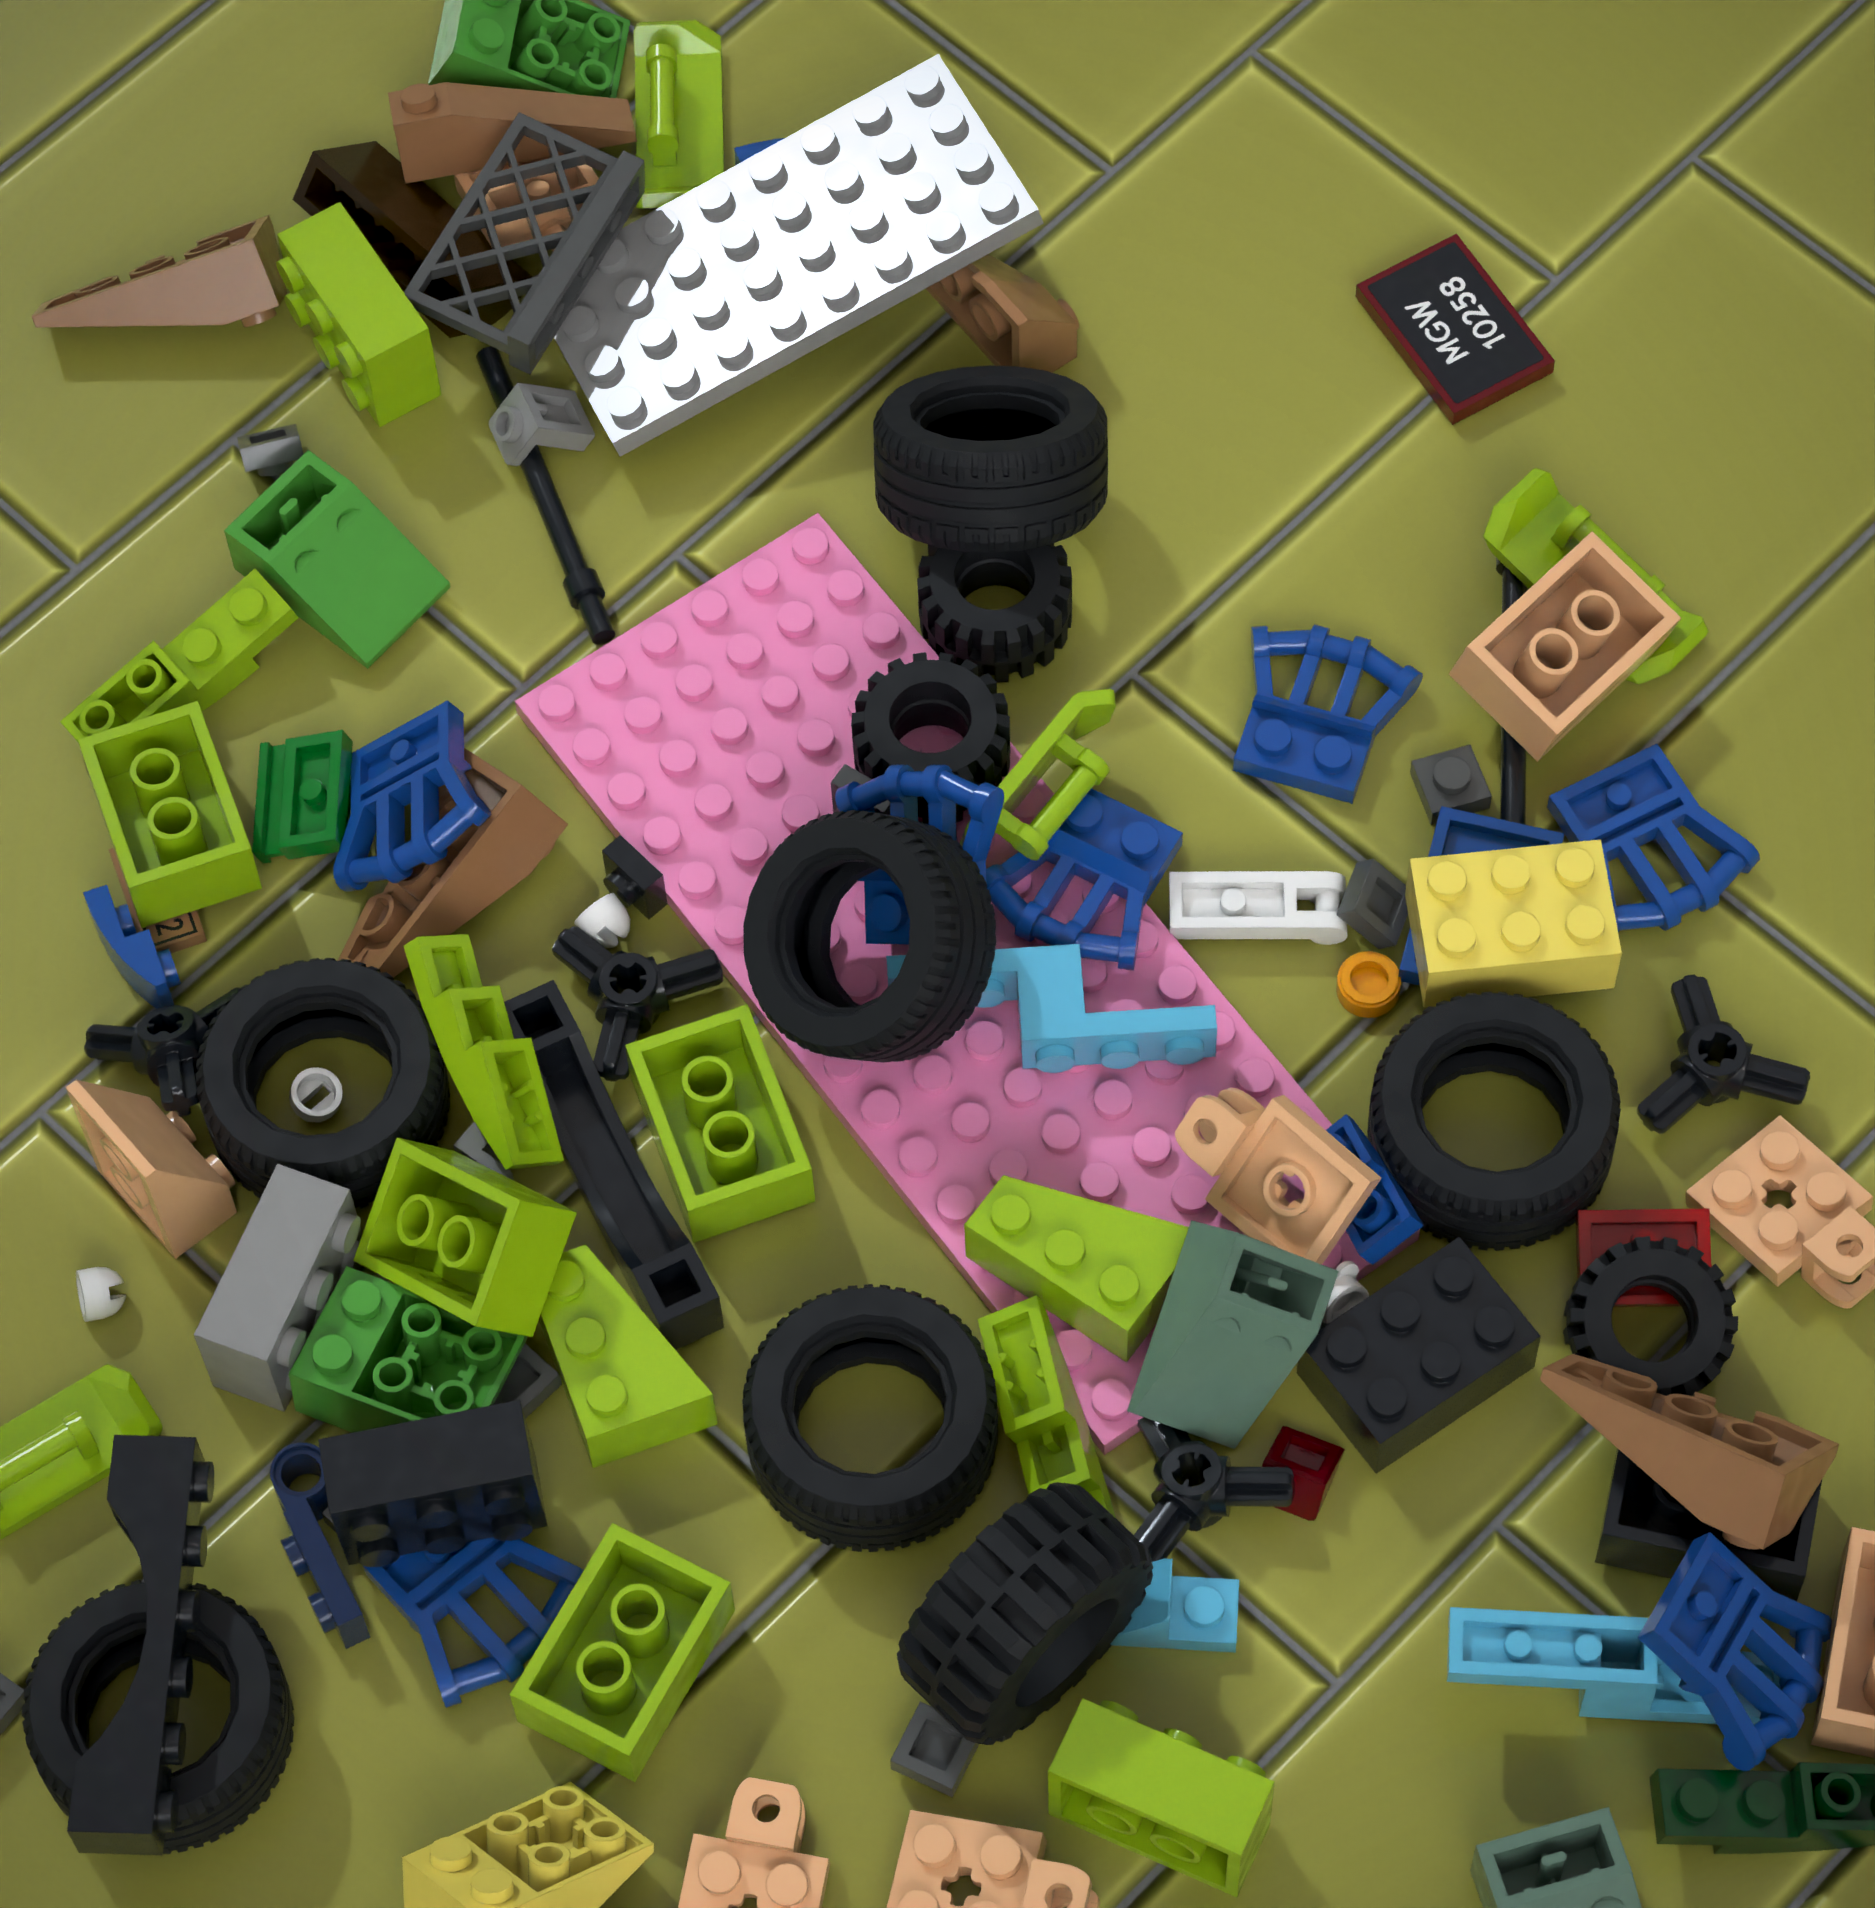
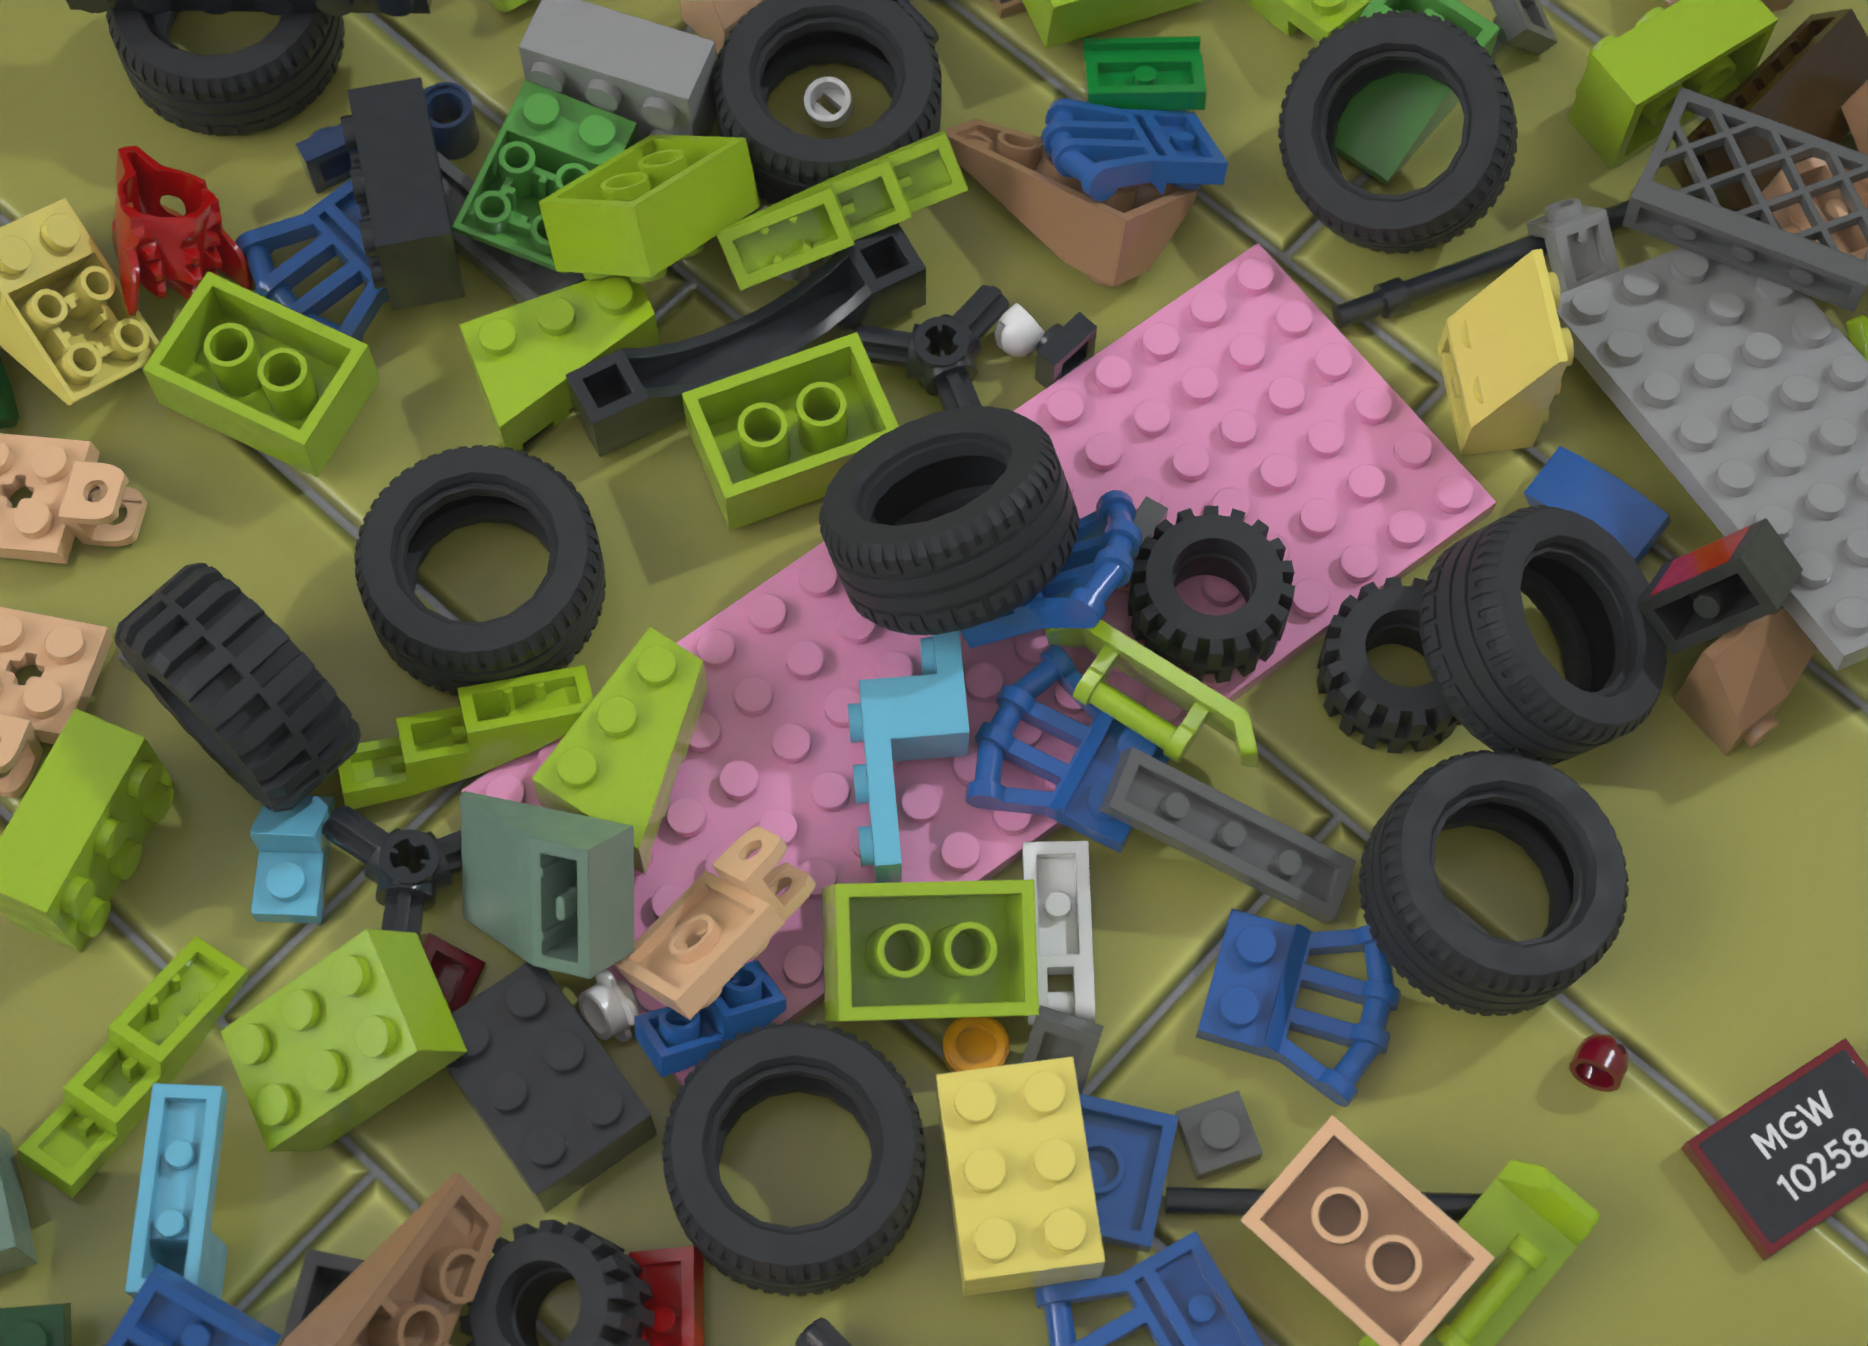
camera: 85 degrees right, 5 degrees up
(448, 1768) = (158, 243): none -> red piece
(480, 477) = (1346, 65): none -> black tyre
(686, 472) = (1505, 359): none -> light yellow slope
(826, 428) = (1590, 491): none -> blue slope
(957, 304) = (1720, 586): none -> pearl dark grey brick
(1173, 743) = (1227, 835): none -> dark grey plate
(1237, 463) = (1559, 832): none -> black tyre
(1293, 995) = (929, 950): none -> lime brick
(1379, 473) = (1600, 1062): none -> dark red hinge
(1391, 1516) = (342, 1041): none -> lime brick
(1396, 1747) = (143, 1047): none -> lime slope

